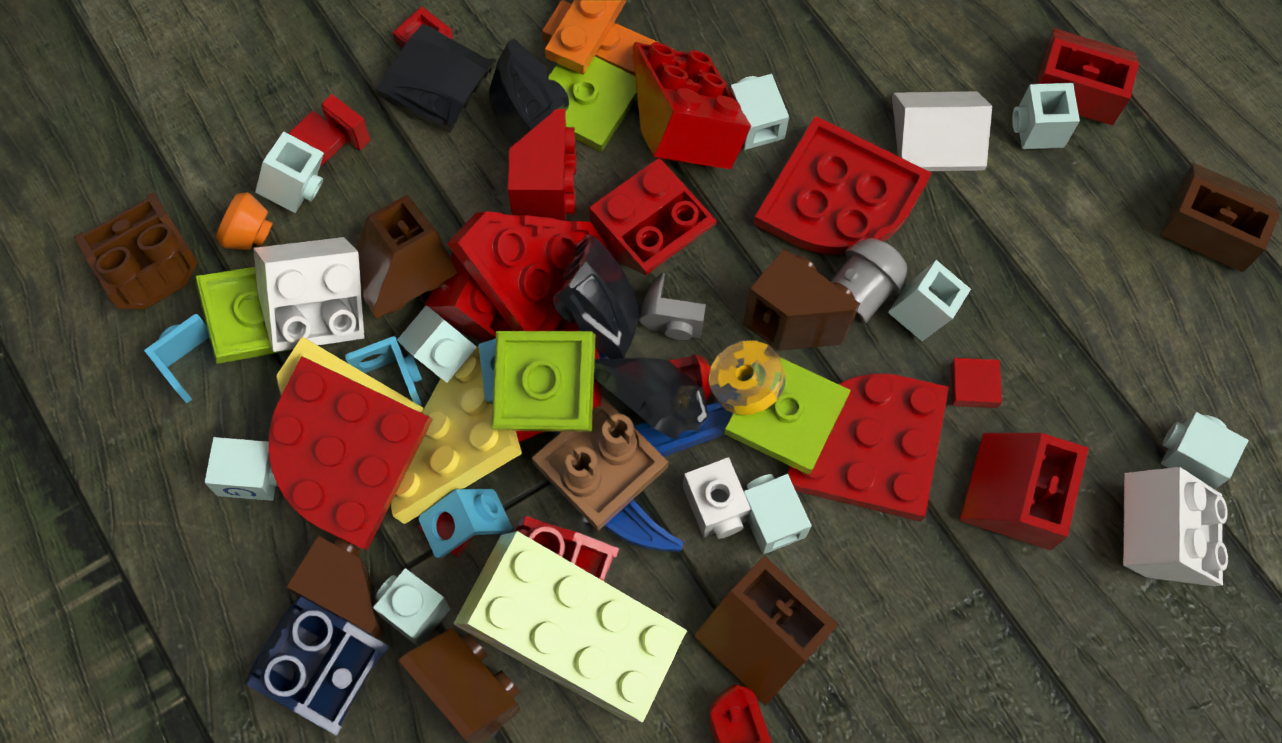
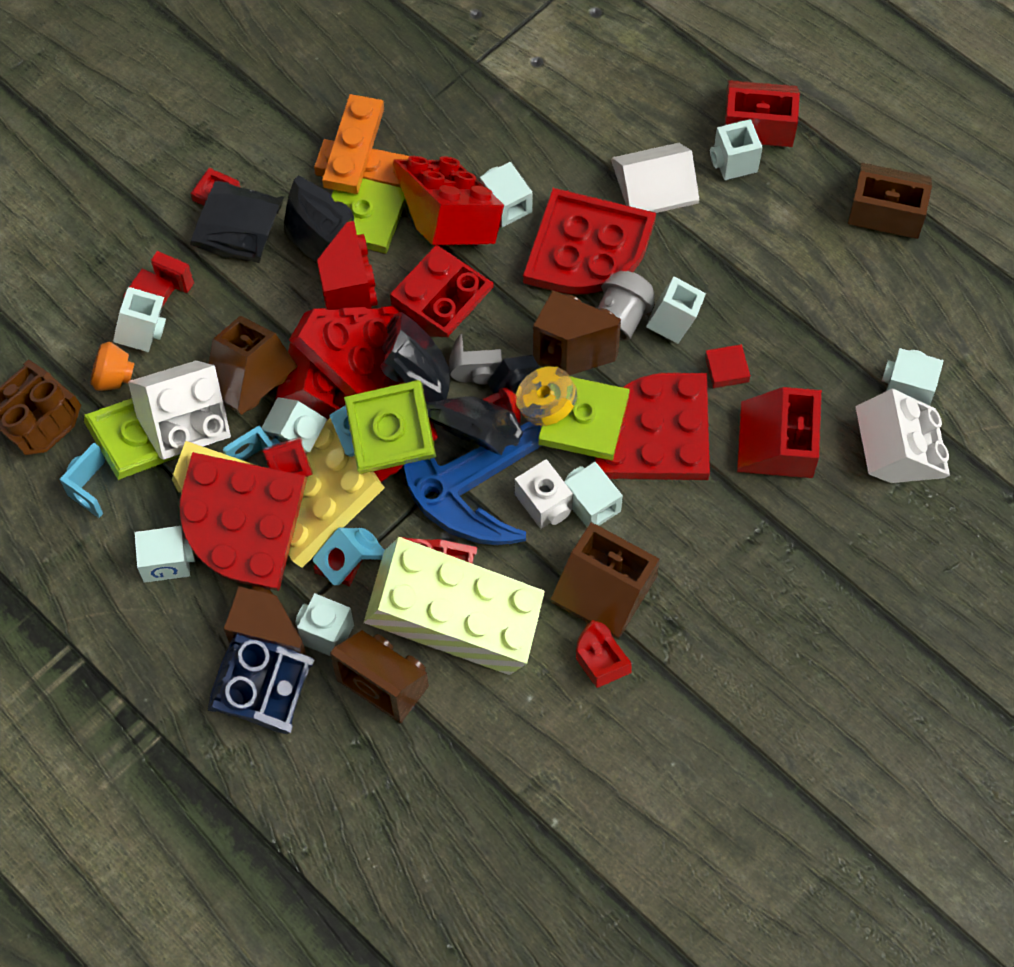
camera: 10 degrees left, 5 degrees down
(417, 388) = (288, 457): none -> red tile
(601, 467) = (447, 486): medium nougat plate -> none
(713, 337) = (511, 373): none -> black plate

